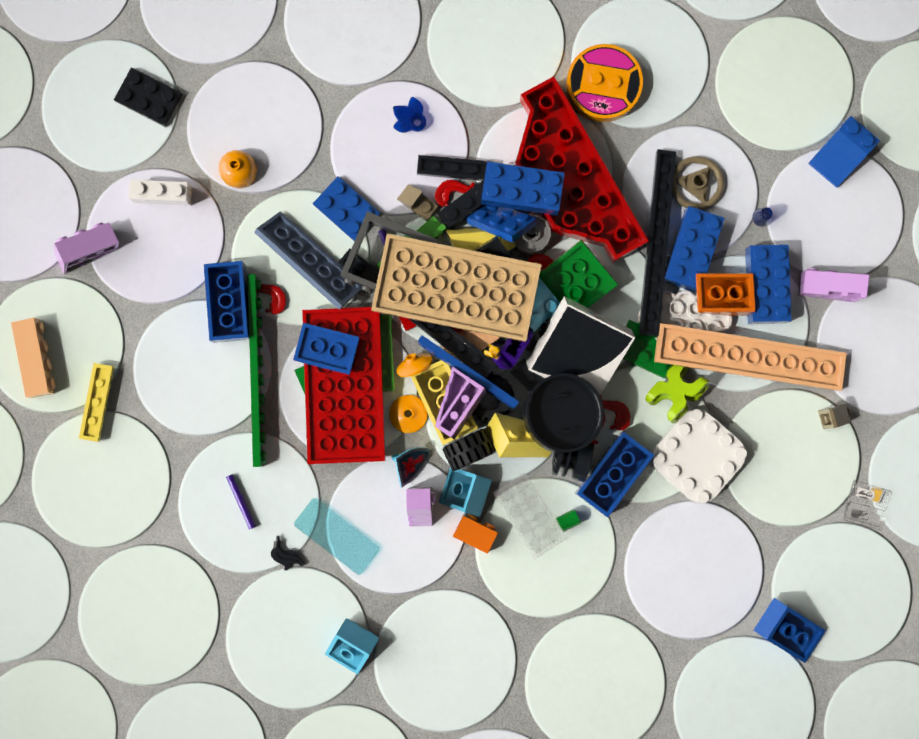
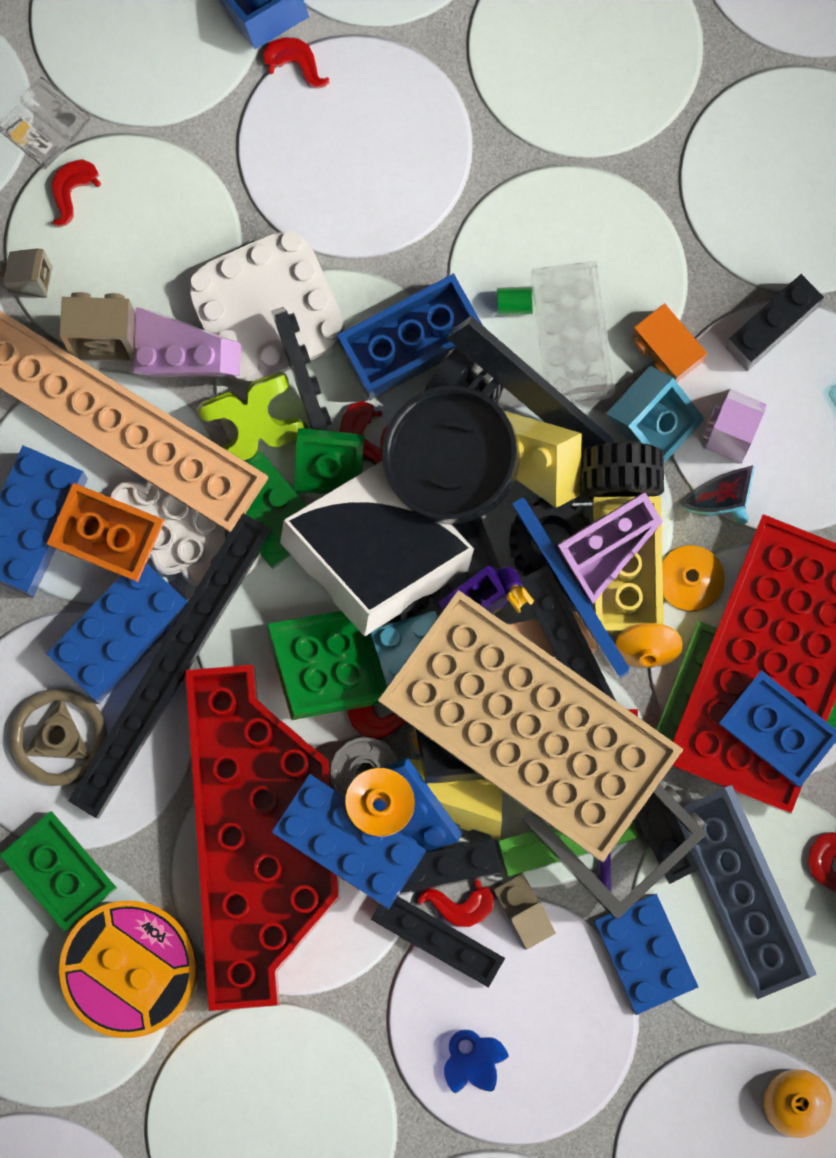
camera: 150 degrees left, 5 degrees down
(424, 571) = (774, 322): none -> black brick
(526, 211) = (384, 786): none -> light orange dish
(539, 471) = (524, 382): none -> black tile
(627, 386) = (326, 459): none -> green plate
(663, 115) = (58, 871): none -> green plate
(669, 432) = (298, 358): none -> black plate
(733, 410) = (181, 350): none -> lavender wedge
(751, 608) = (297, 51): none -> red piece
(783, 400) = (98, 327): none -> dark tan brick
(839, 477) = (66, 179): none -> red piece

